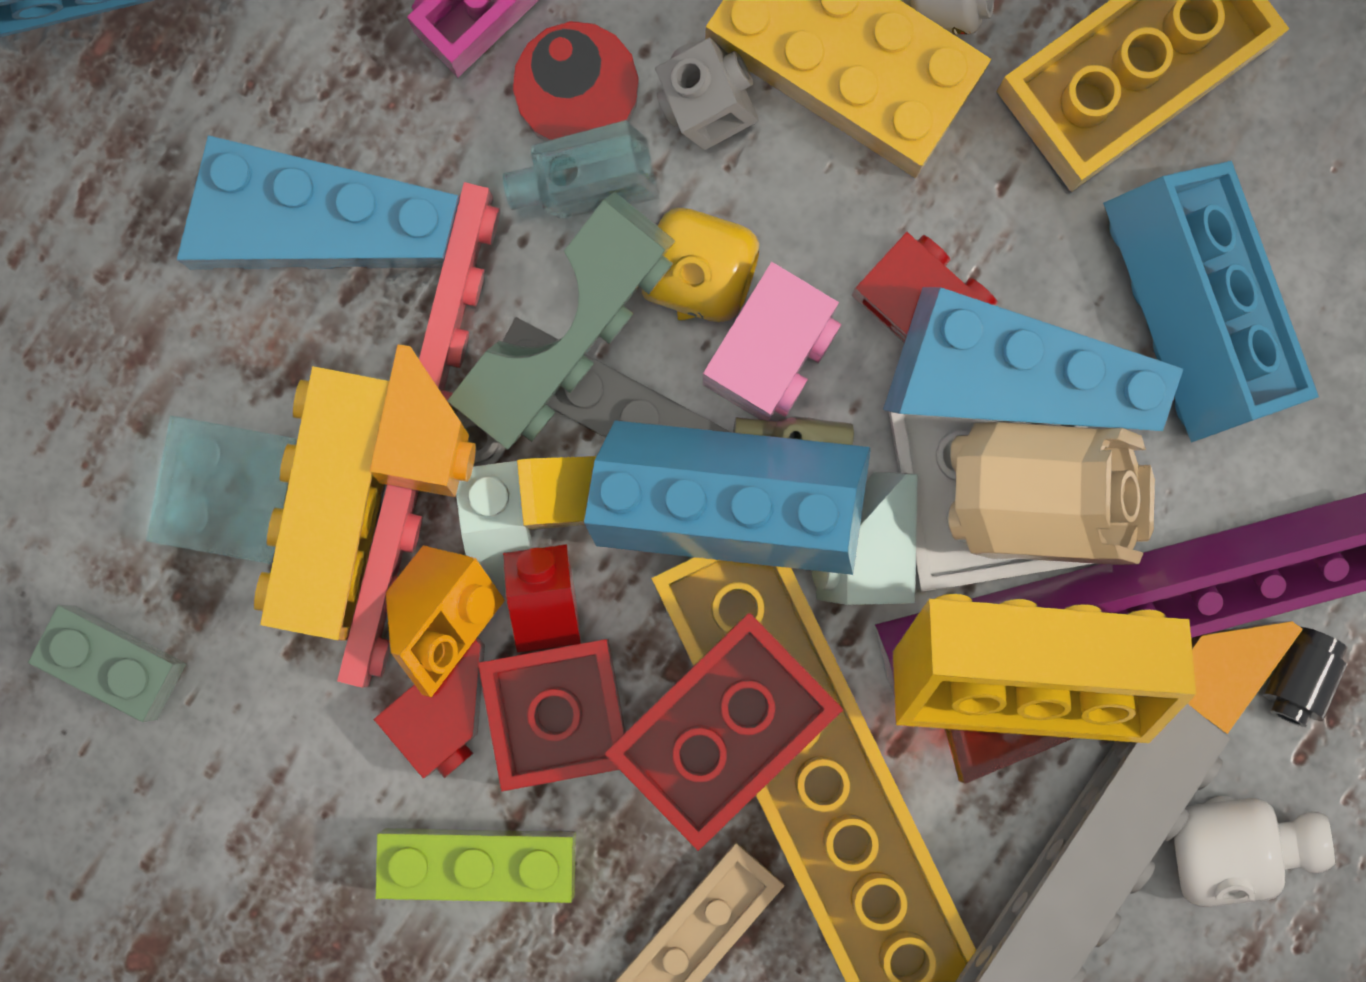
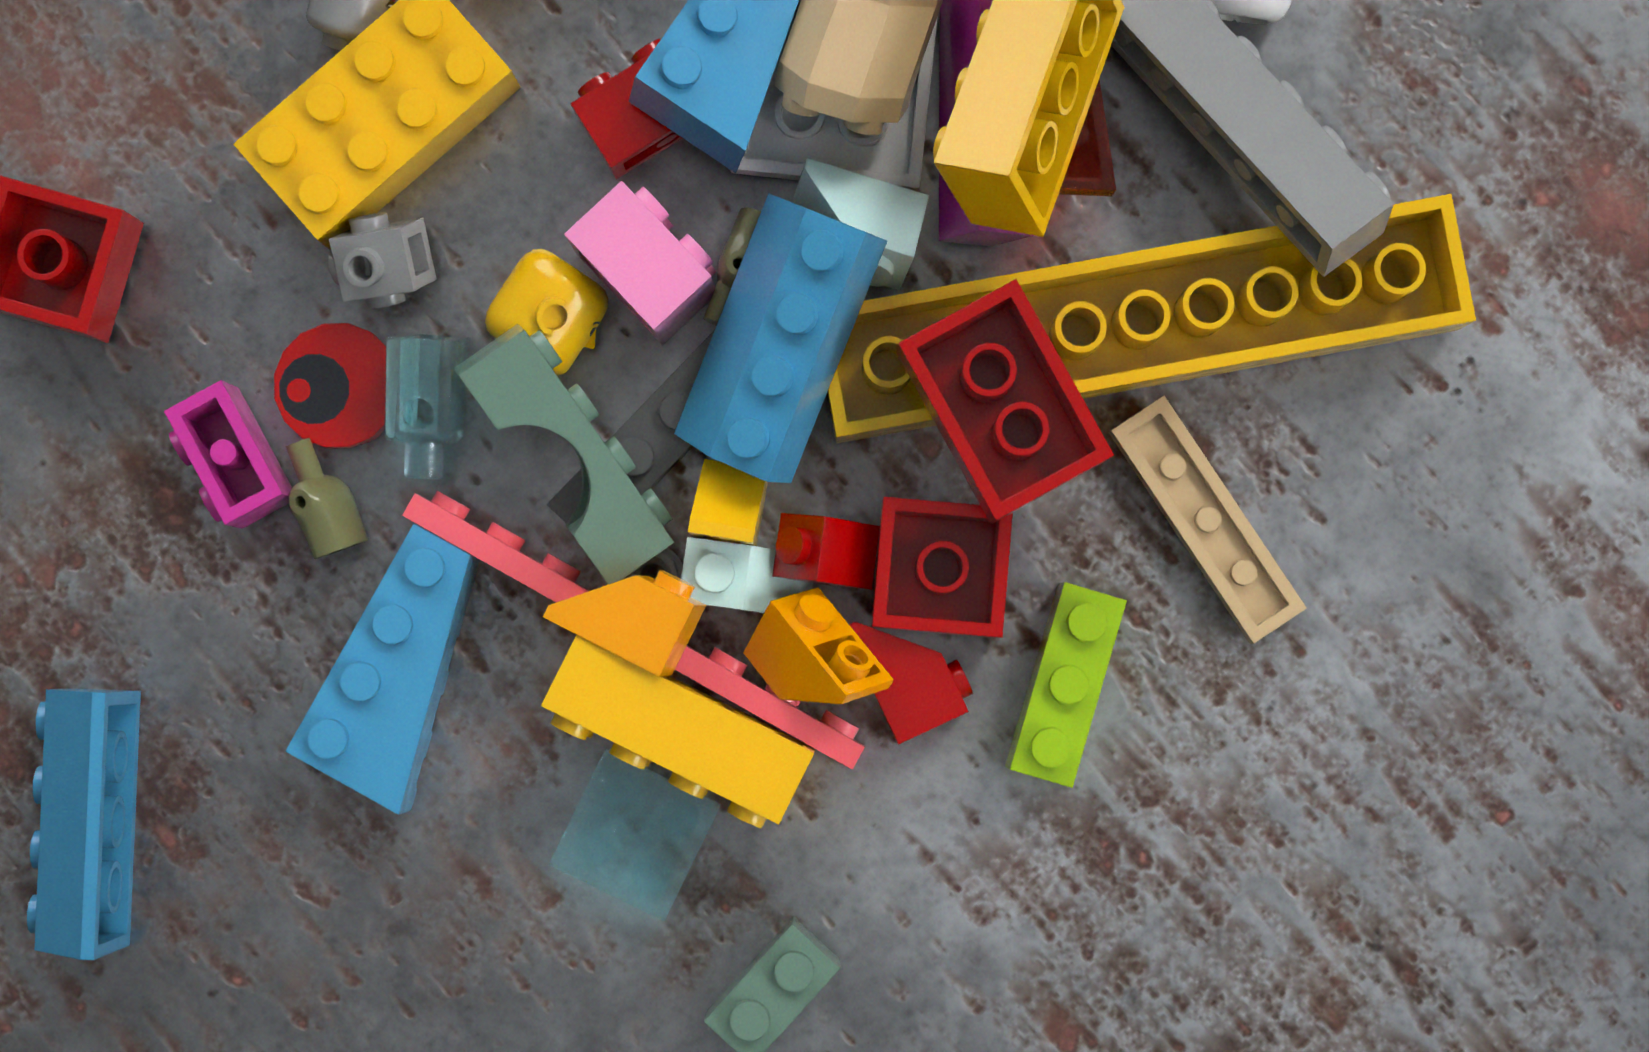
camera: 75 degrees left, 0 degrees up
(455, 104) = (322, 505): none -> olive piece

